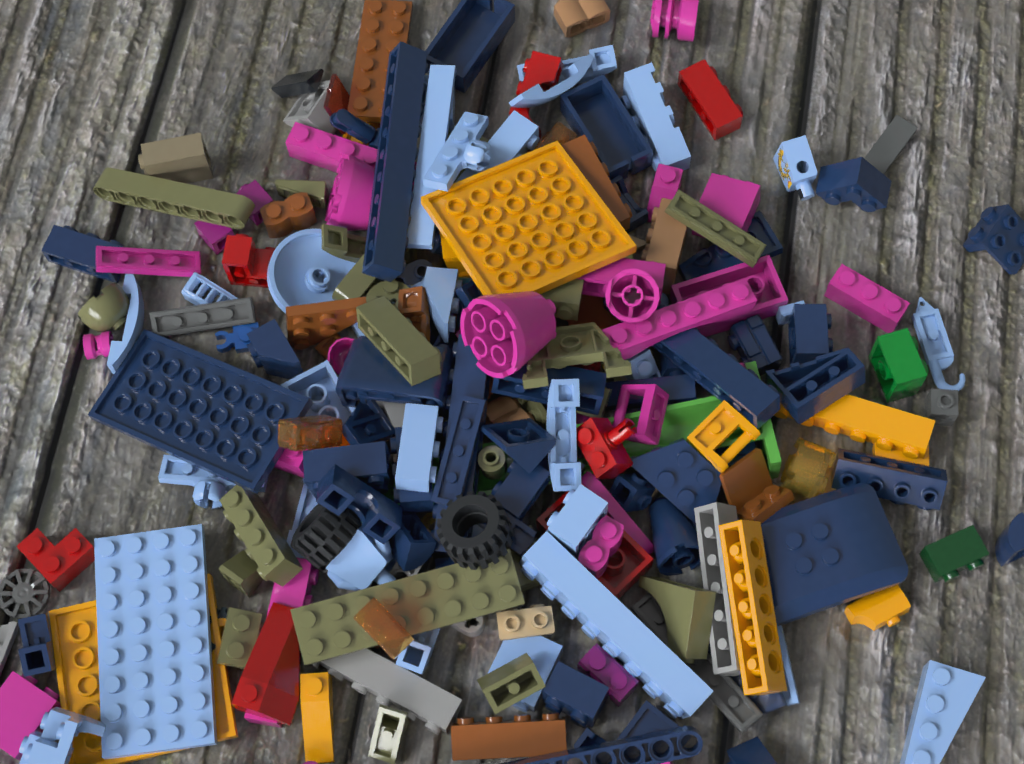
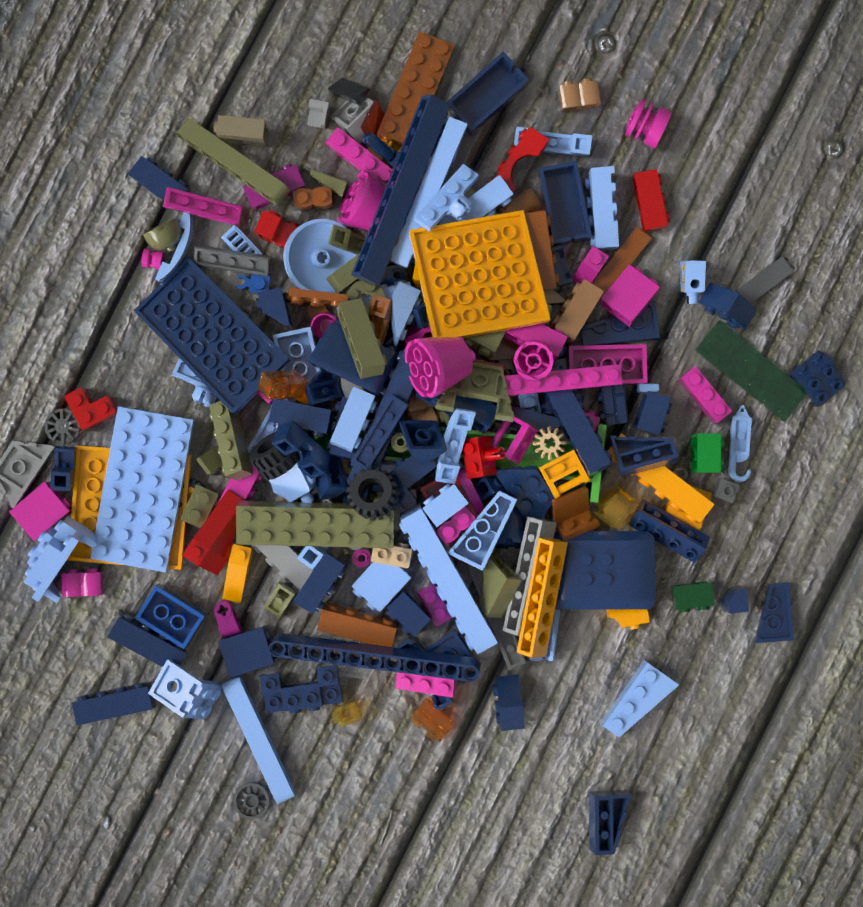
camera: 15 degrees right, 20 degrees up
(267, 119) = (318, 113): none -> light grey panel
(383, 628) = (294, 541): clear orange brick -> none
(437, 688) = (320, 583): none -> dark blue brick
(485, 653) = (366, 553): none -> dark pink plate
(511, 683) = (368, 596): olive brick -> none
(536, 96) = (556, 151): light blue slope -> none
(641, 551) = (482, 536): none -> light blue wedge
(680, 398) = (552, 449): none -> tan gear
(704, 164) = (622, 258): none -> dark orange tile
(715, 228) = (614, 315): olive tile -> none
(914, 257) = (751, 371): none -> clear green plate

